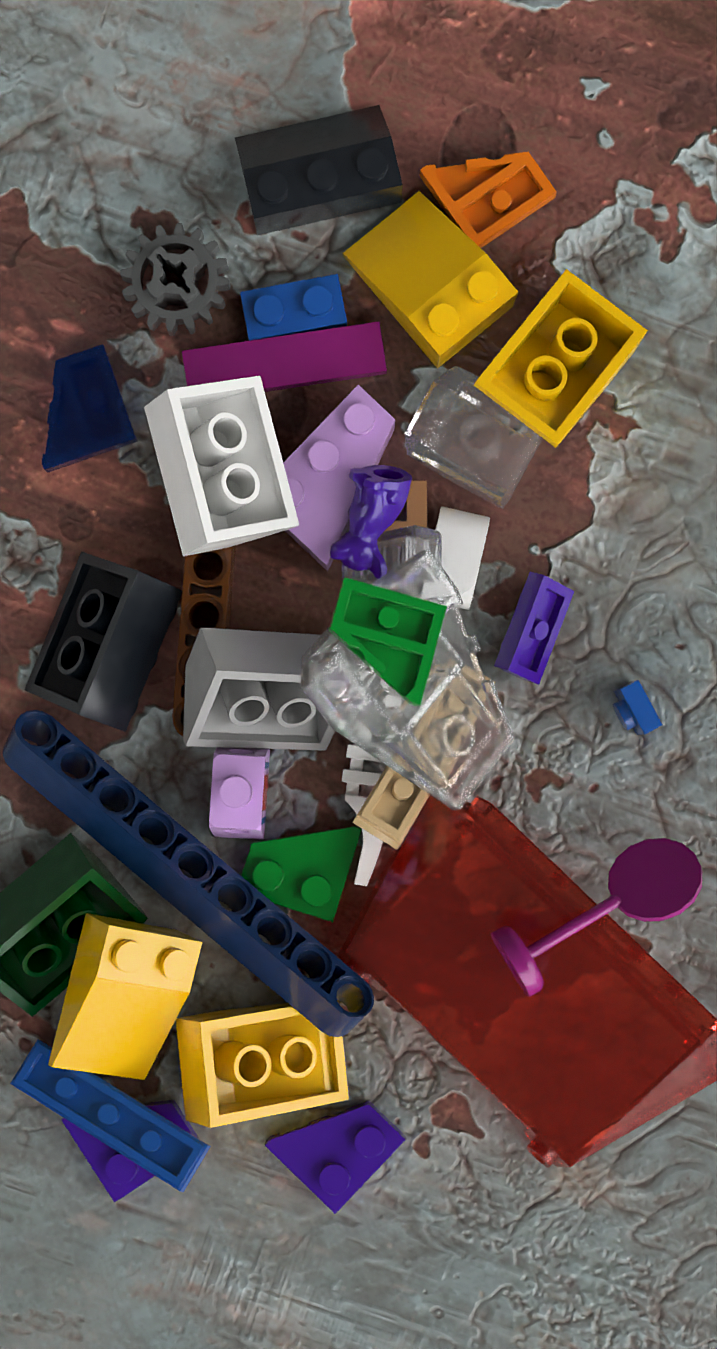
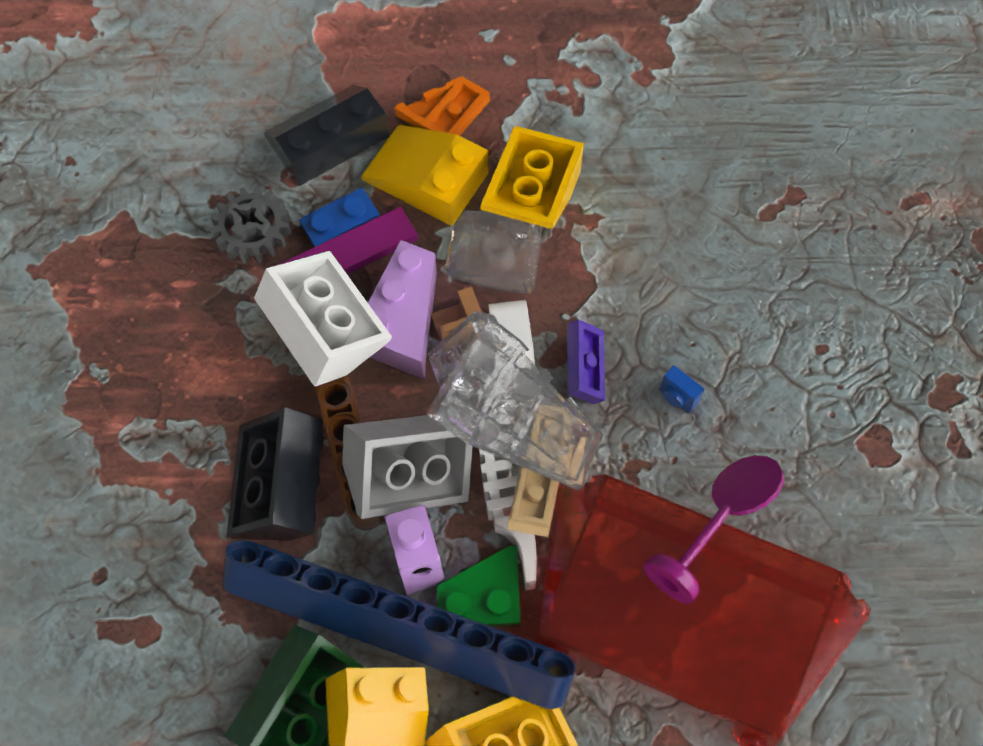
camera: 20 degrees left, 20 degrees down
(85, 410) = (213, 328): clear blue wing -> none
(375, 506) = (441, 312): dark purple animal -> none
(389, 634) = (484, 374): green wing -> none

